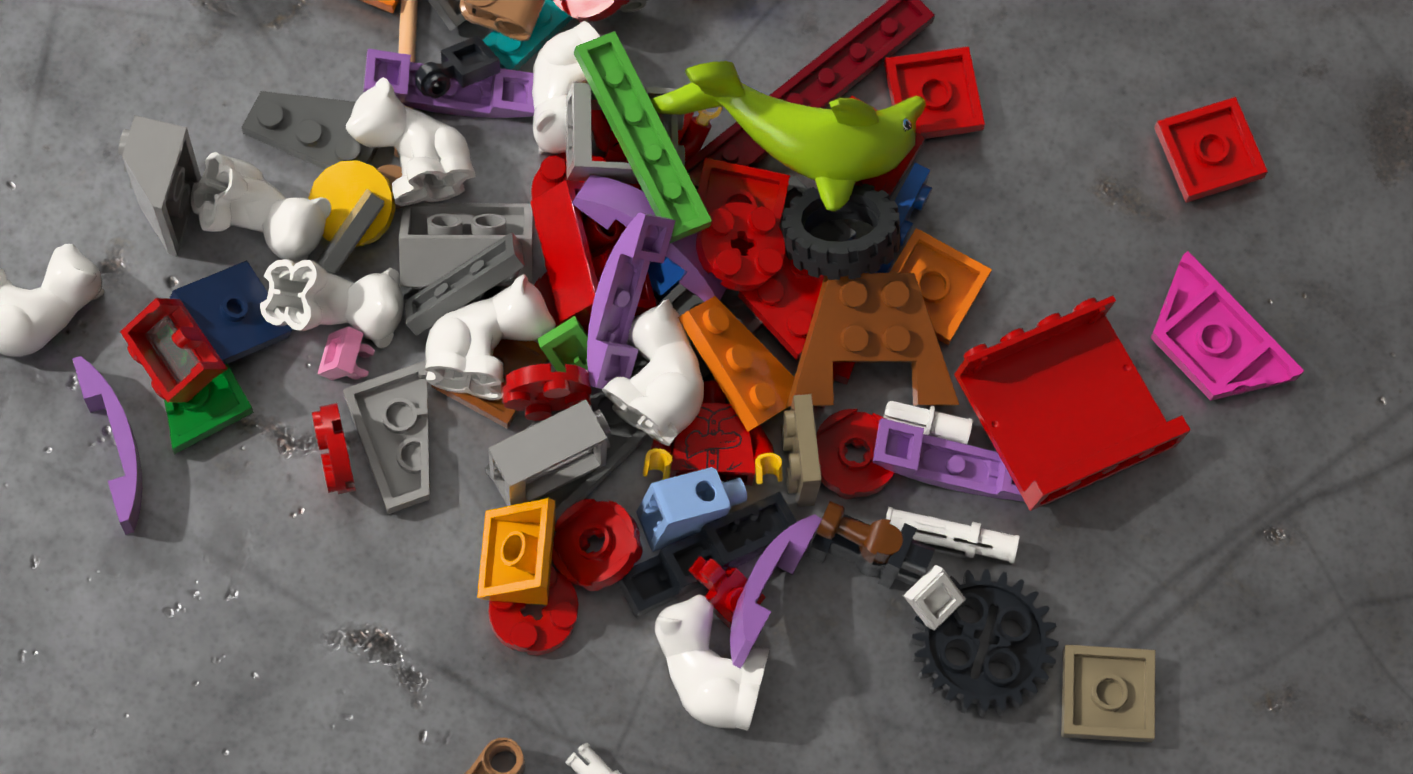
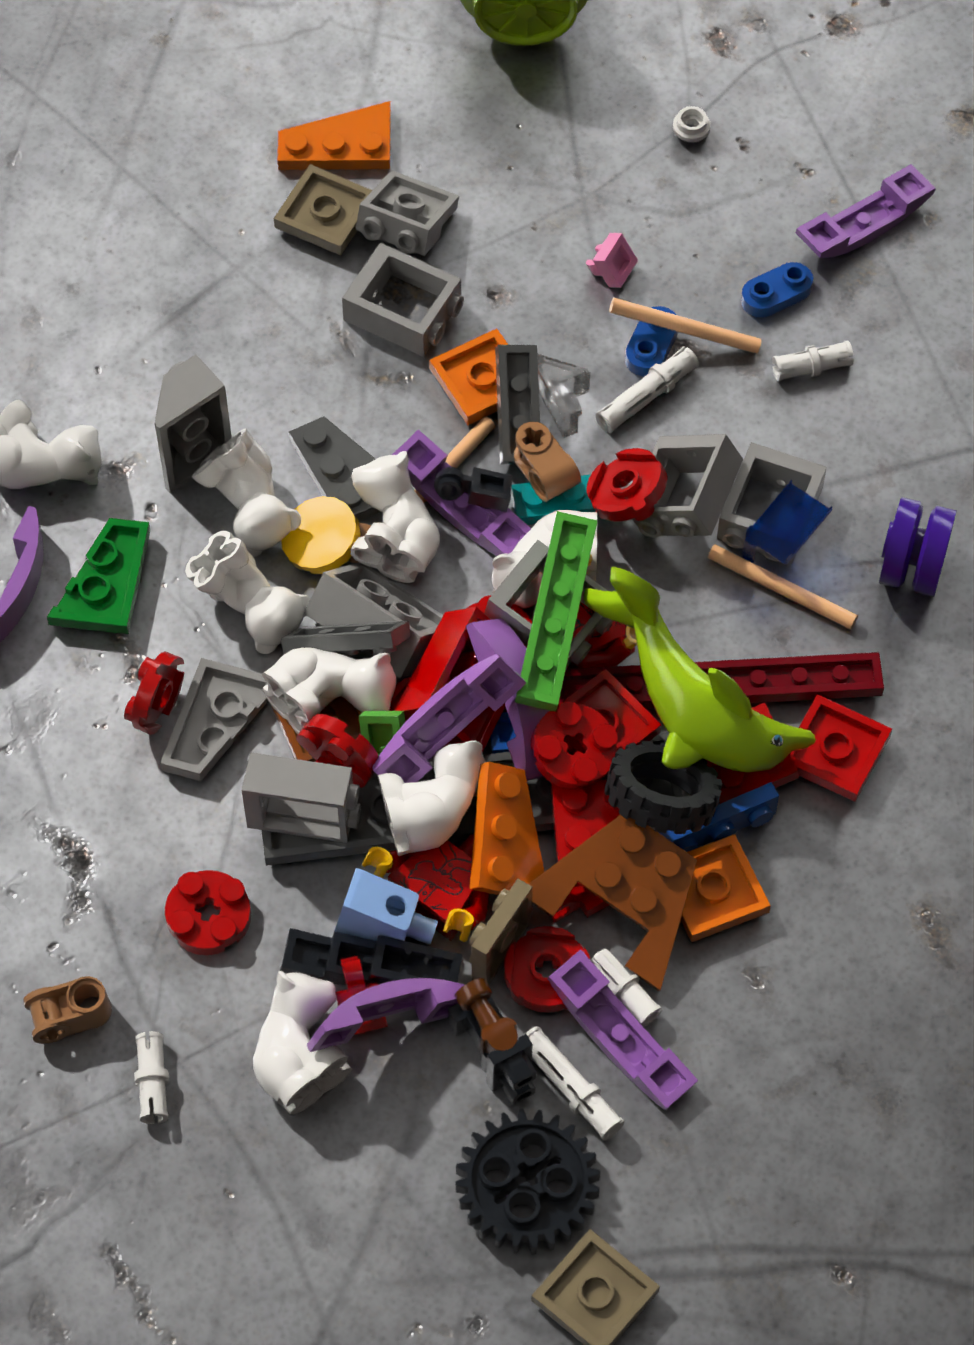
camera: 45 degrees right, 10 degrees down
(172, 350) = (99, 543): red window -> none
(230, 312) = (160, 551): dark blue plate -> none
(341, 355) = (223, 634): bright pink tile -> none
(351, 231) = (298, 549): dark grey tile -> none
(517, 553) = (226, 859): light orange slope -> none
(613, 560) = (292, 912): red plate -> none
(934, 597) = (508, 1111): white tile -> none
(1065, 404) = (746, 1046): red panel -> none
(1217, 338) = (916, 1086): dark pink wing -> none

